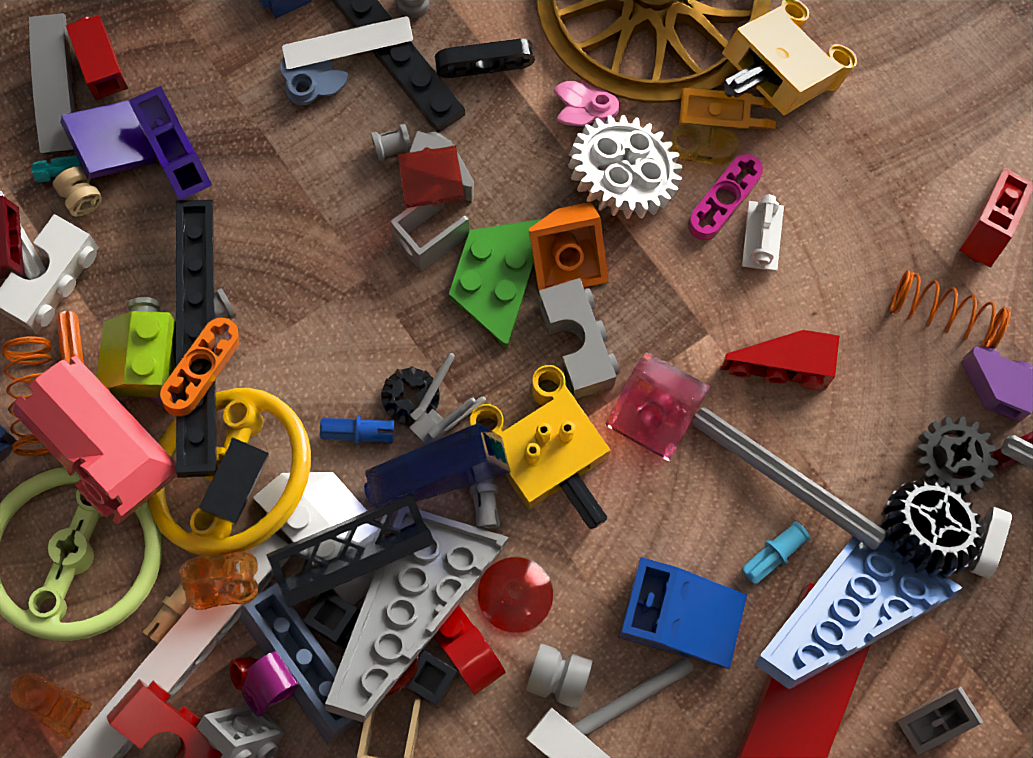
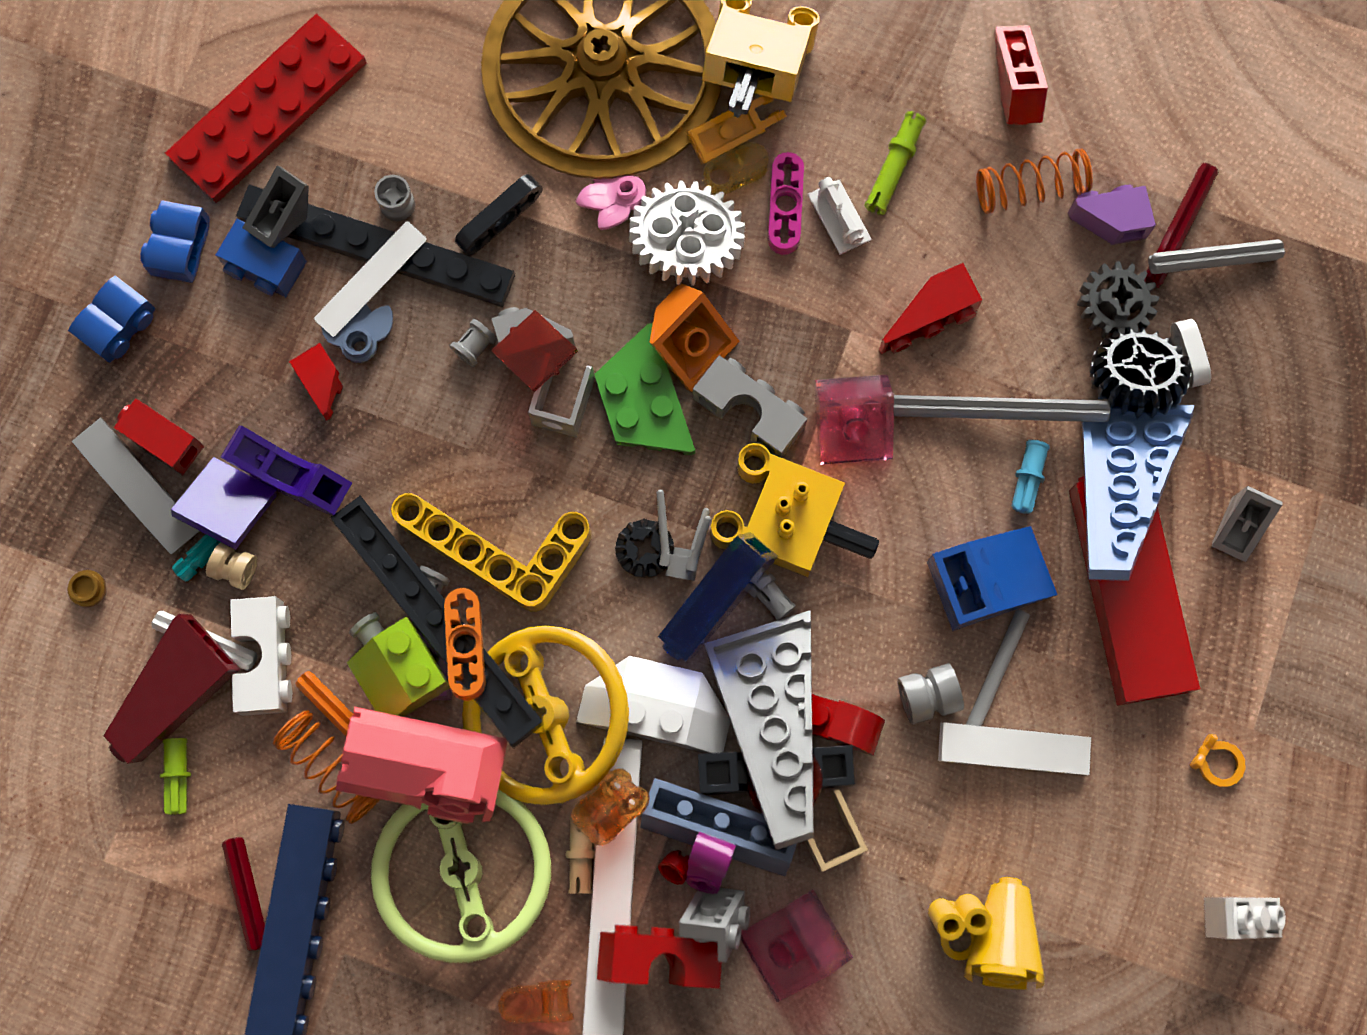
camera: 30 degrees left, 5 degrees up
(234, 481) = (563, 719): black tile -> none
(252, 93) = (318, 377): none -> red slope
(279, 319) = (491, 556): none -> yellow beam
(355, 562) = (709, 716): black fence -> none
(356, 430) = (622, 607): blue axle -> none
(509, 613) = (835, 668): clear red dish -> none
(853, 214) = (901, 149): none -> lime pin

